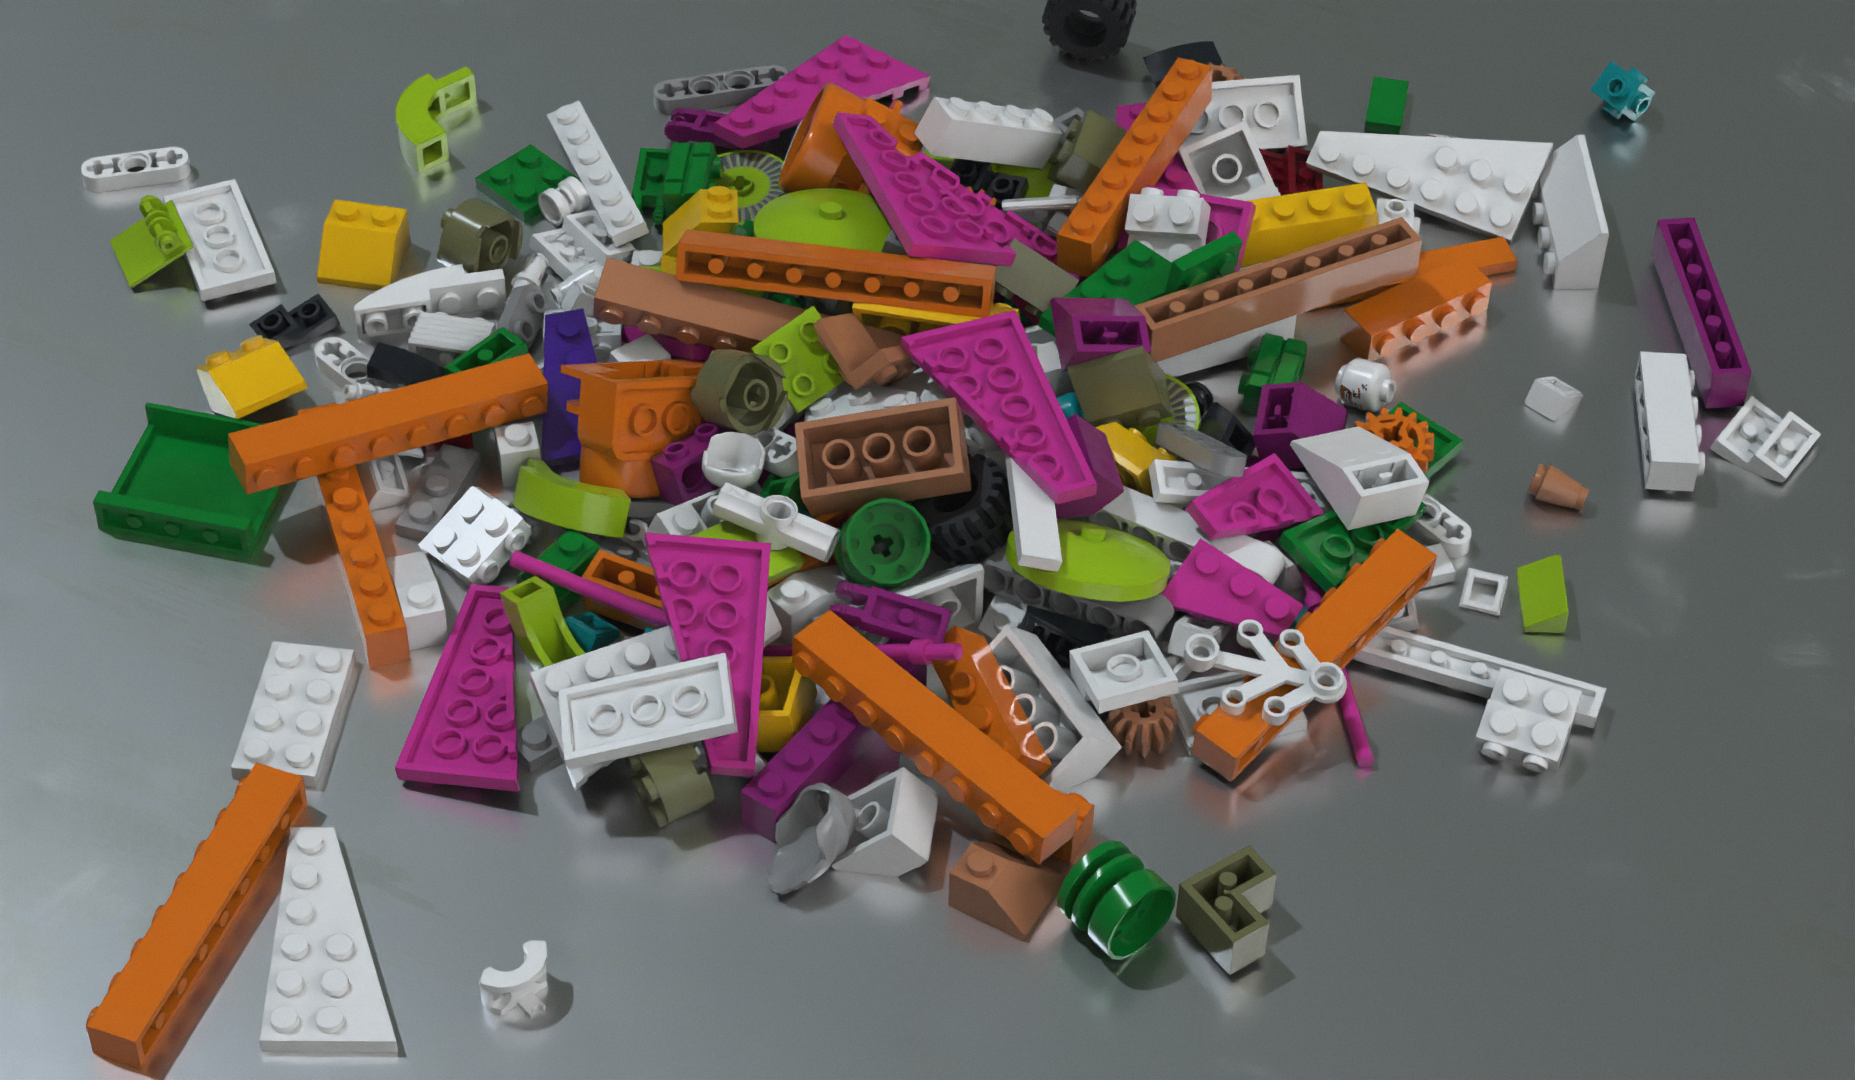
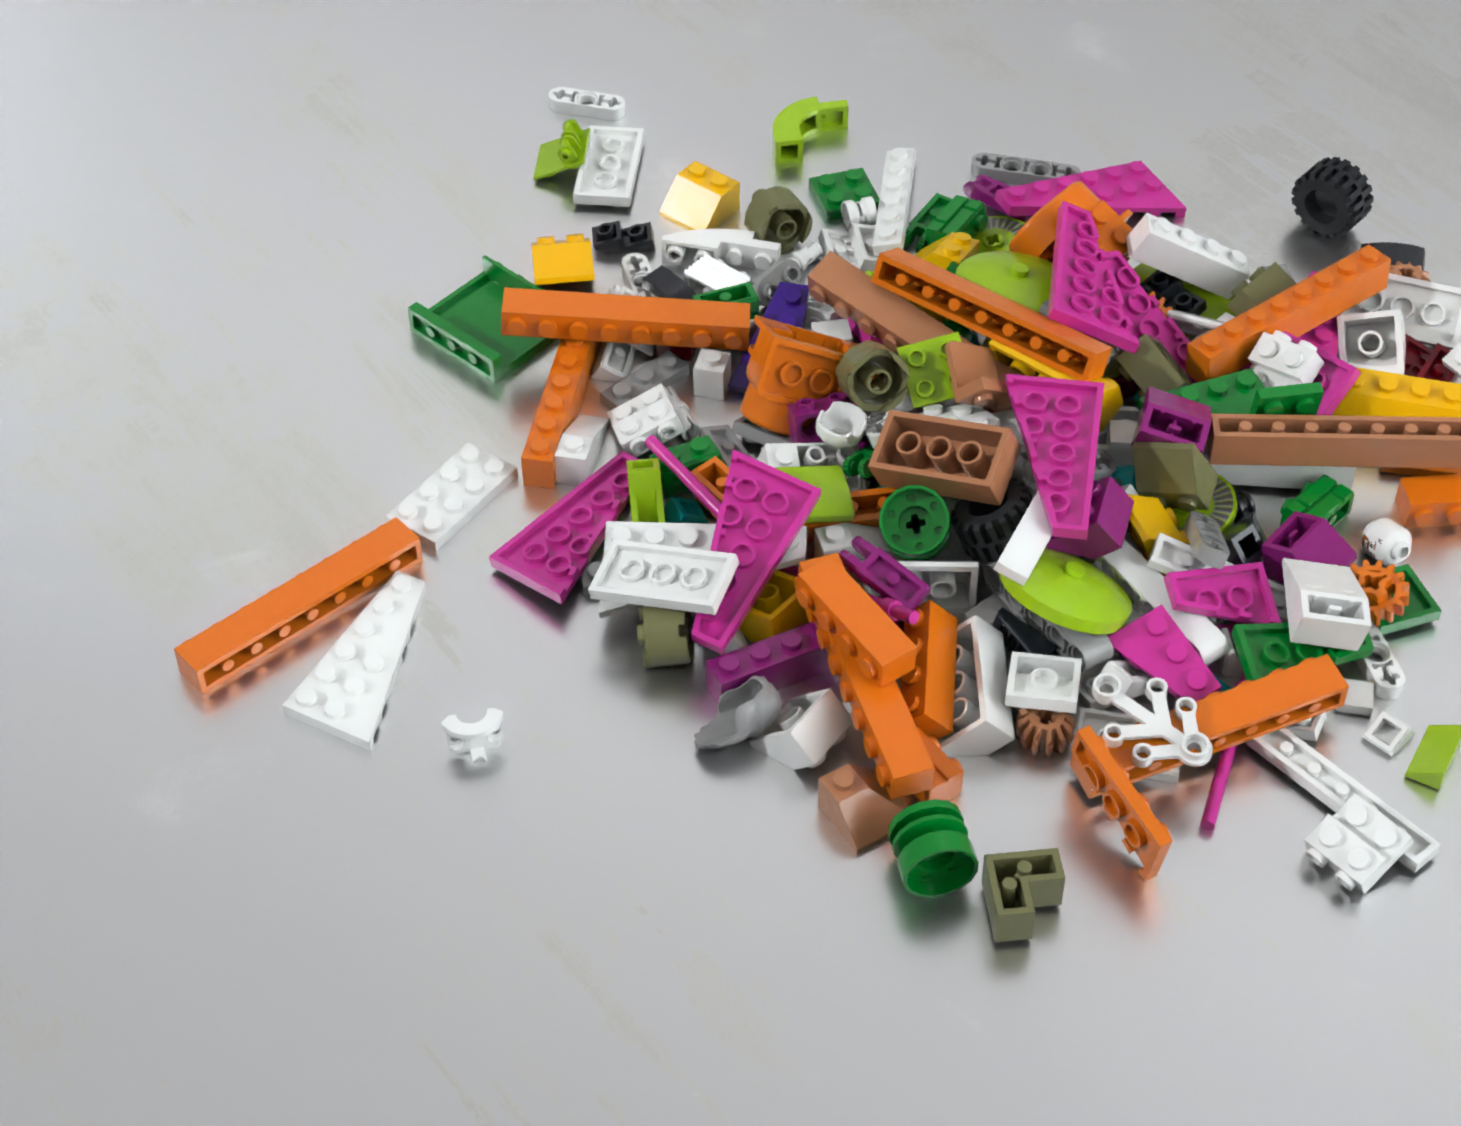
camera: 30 degrees right, 0 degrees up
(570, 502) = (718, 417): lime arch -> none
(776, 522) = (842, 478): white piece -> none
(904, 679) = (856, 622): none -> orange brick
(1286, 768) = (1122, 802): none -> orange wing

